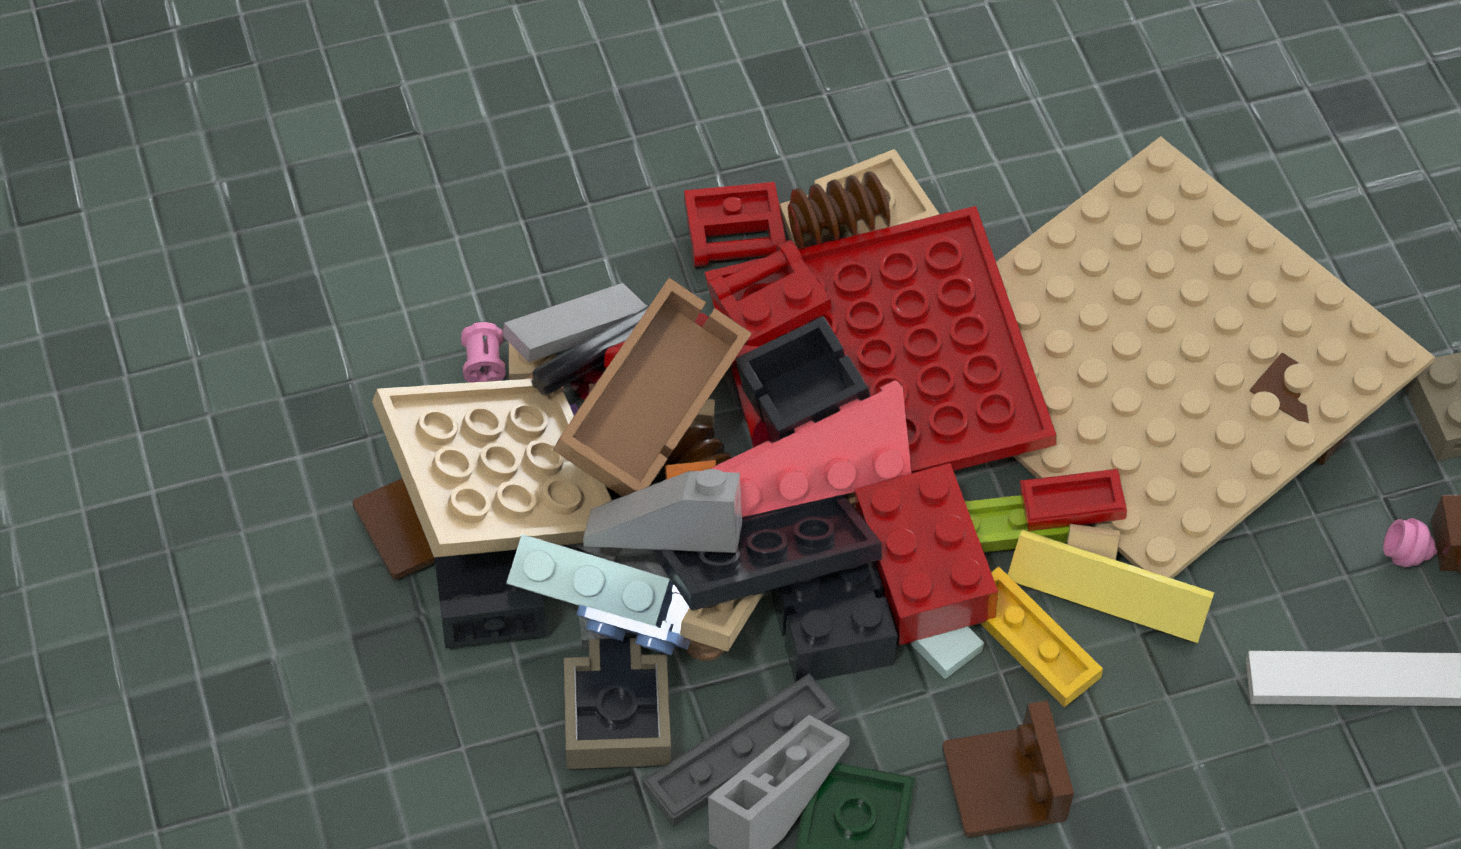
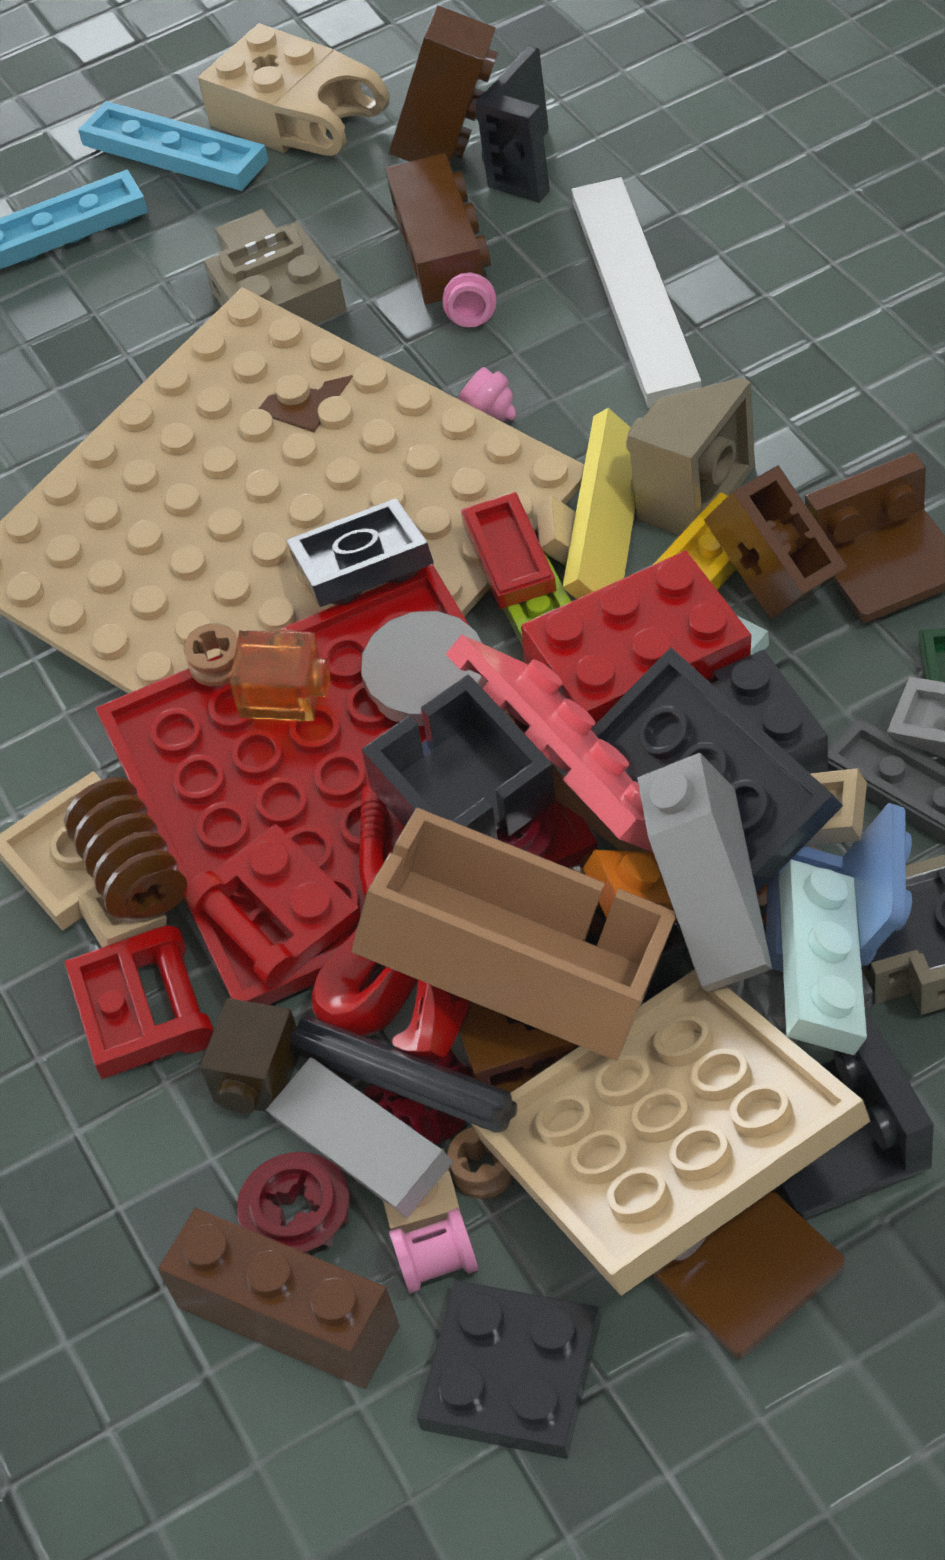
camera: 90 degrees left, 5 degrees down
(388, 363) = (510, 1369): none -> black plate
(477, 265) = (280, 1297): none -> reddish brown brick
(543, 274) = (279, 1183): none -> dark red gear
(656, 263) = (249, 1055): none -> dark brown brick
(949, 410) = (409, 662): none -> light grey tile
(958, 309) = (278, 675): none -> clear orange brick
(996, 263) = (207, 638): none -> medium nougat bush
(1012, 675) = (774, 542): none -> reddish brown brick
(1078, 385) = (360, 553): none -> black plate
(1132, 643) = (691, 452): none -> dark tan slope
(1270, 541) = (489, 394): none -> bright pink plate

